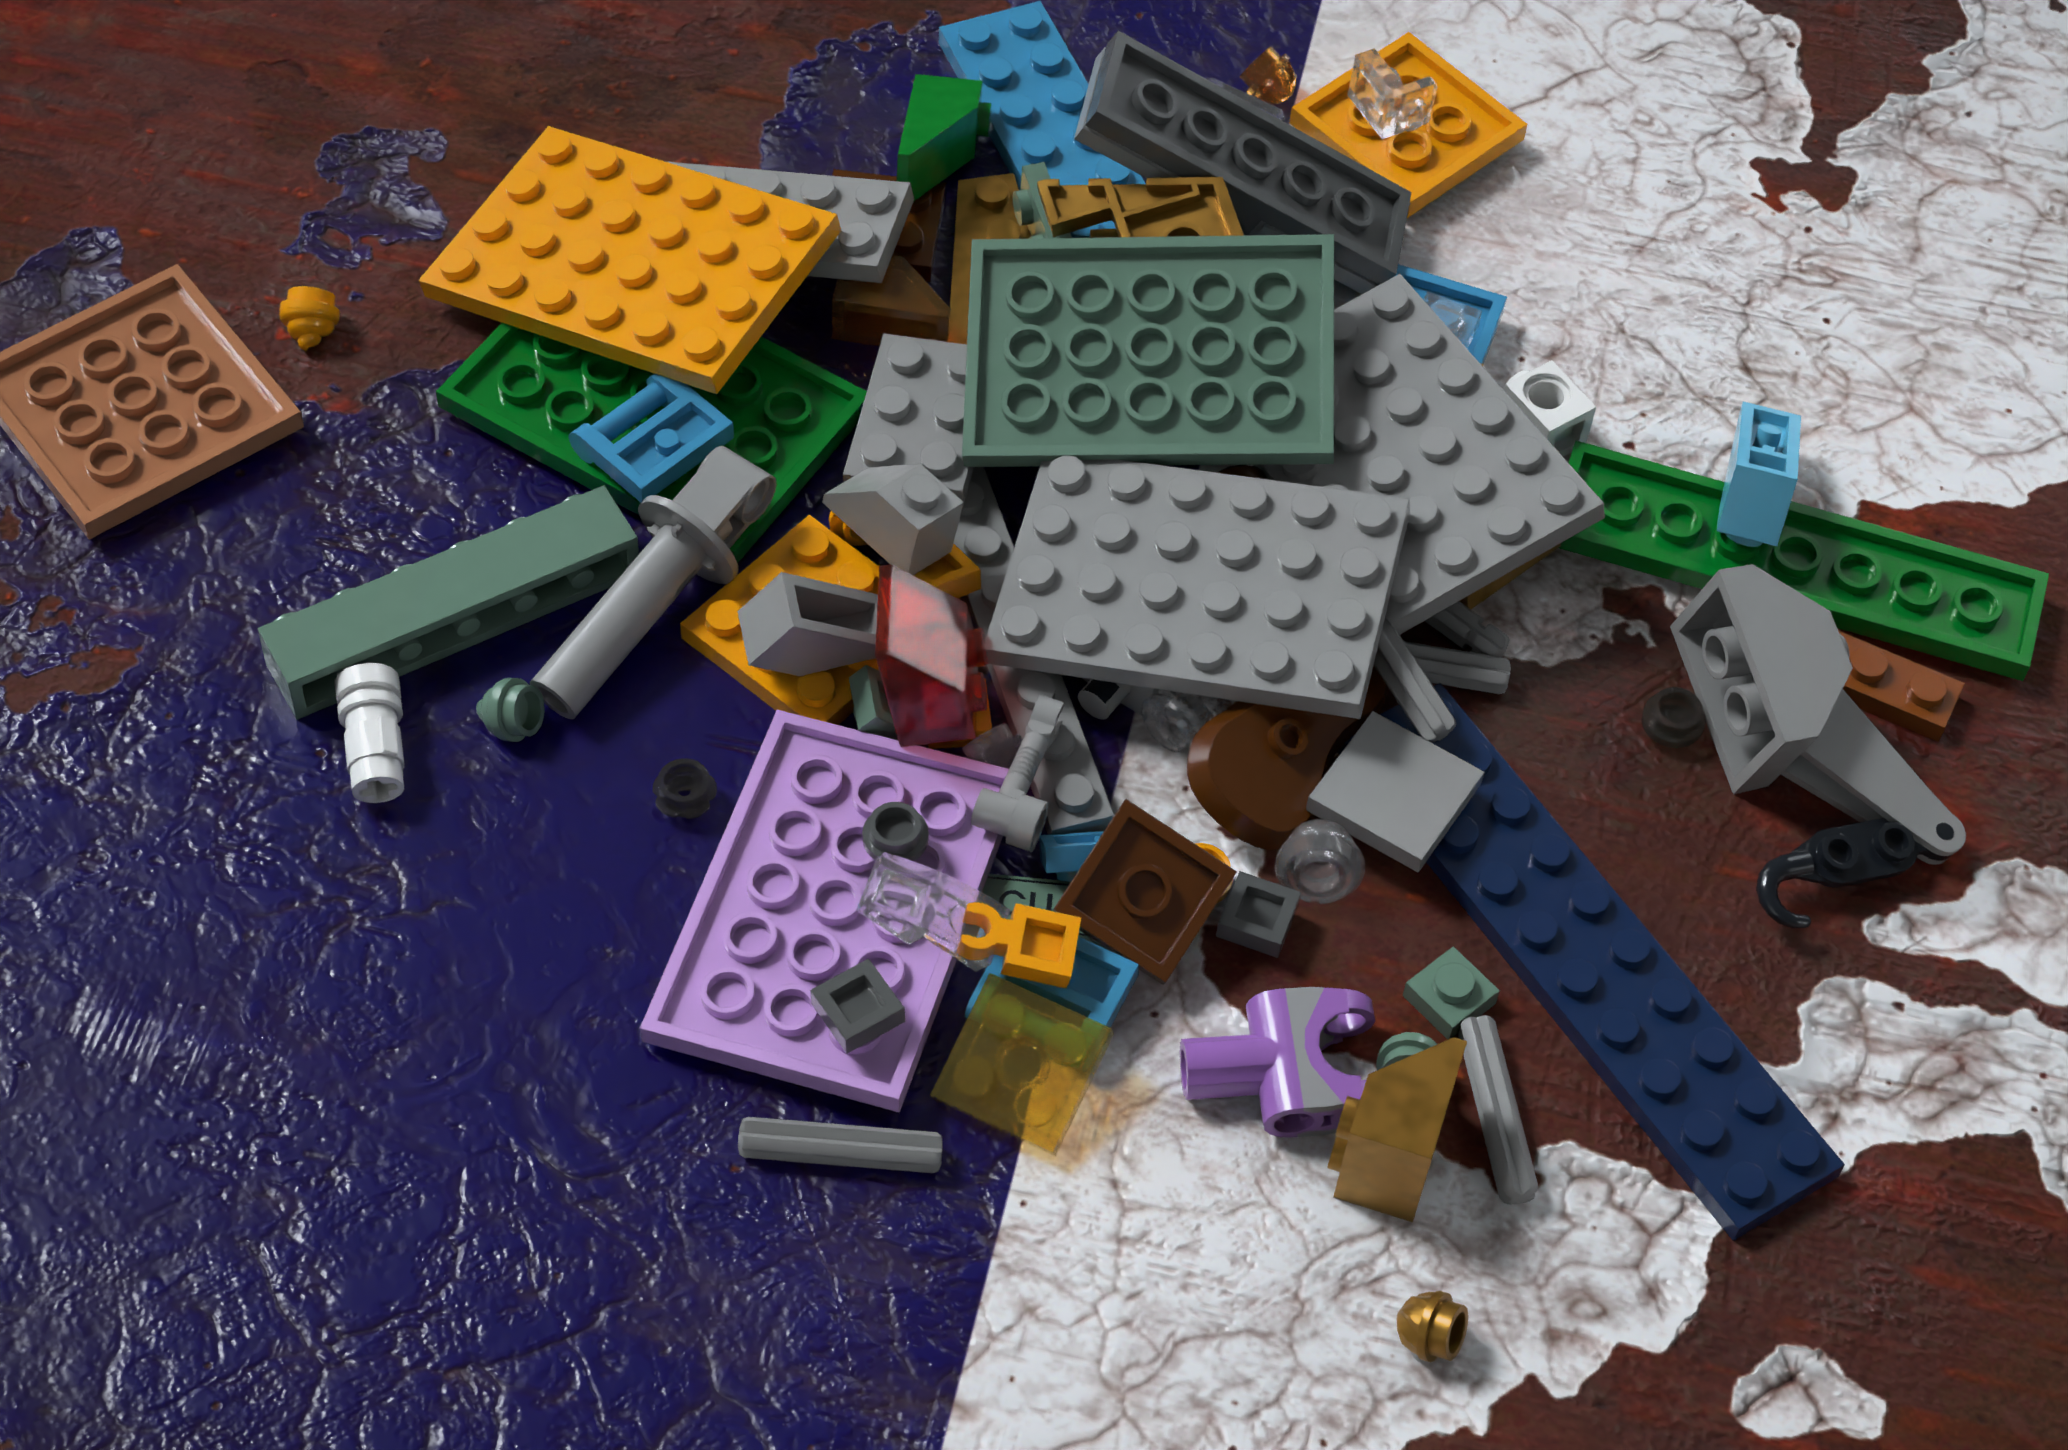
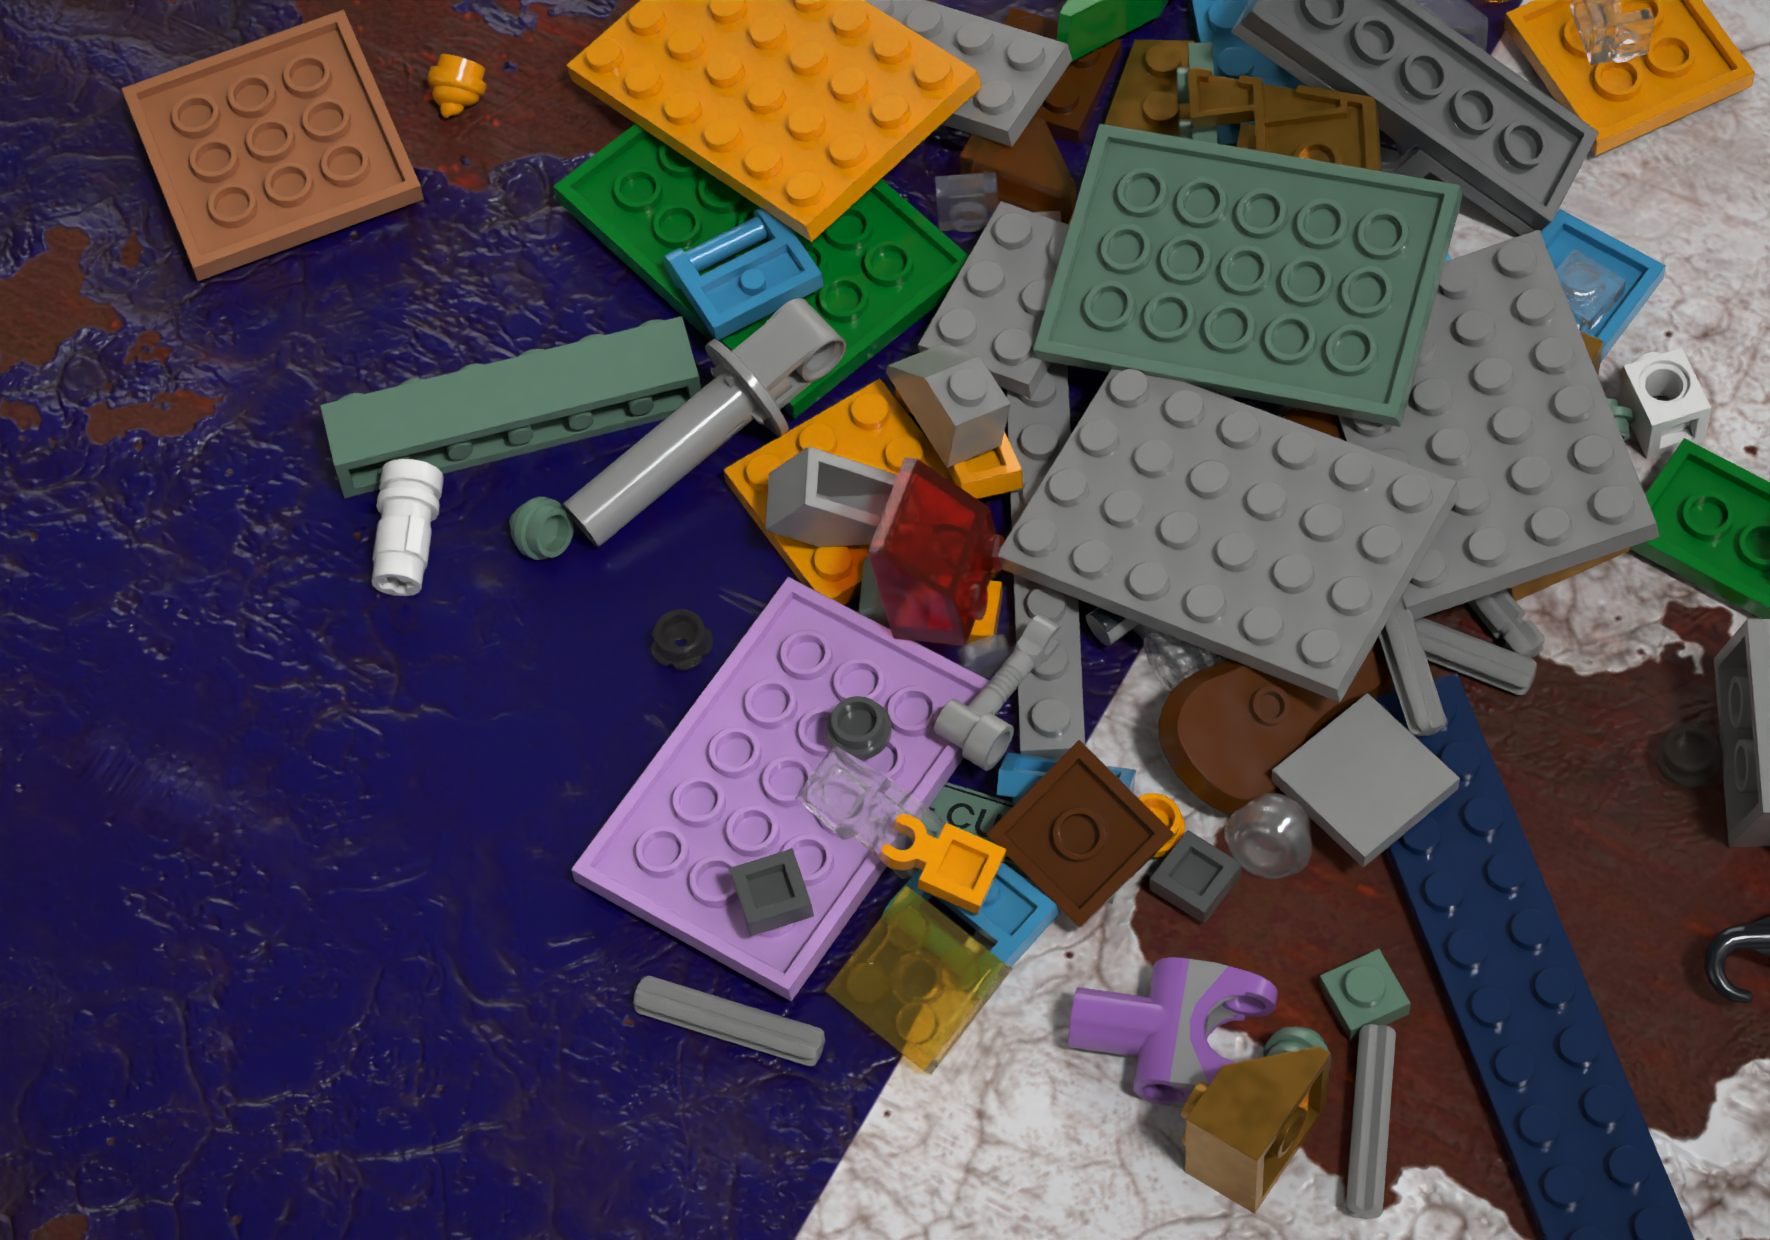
camera: 25 degrees right, 5 degrees up
(846, 342) = (966, 201): none -> clear plate

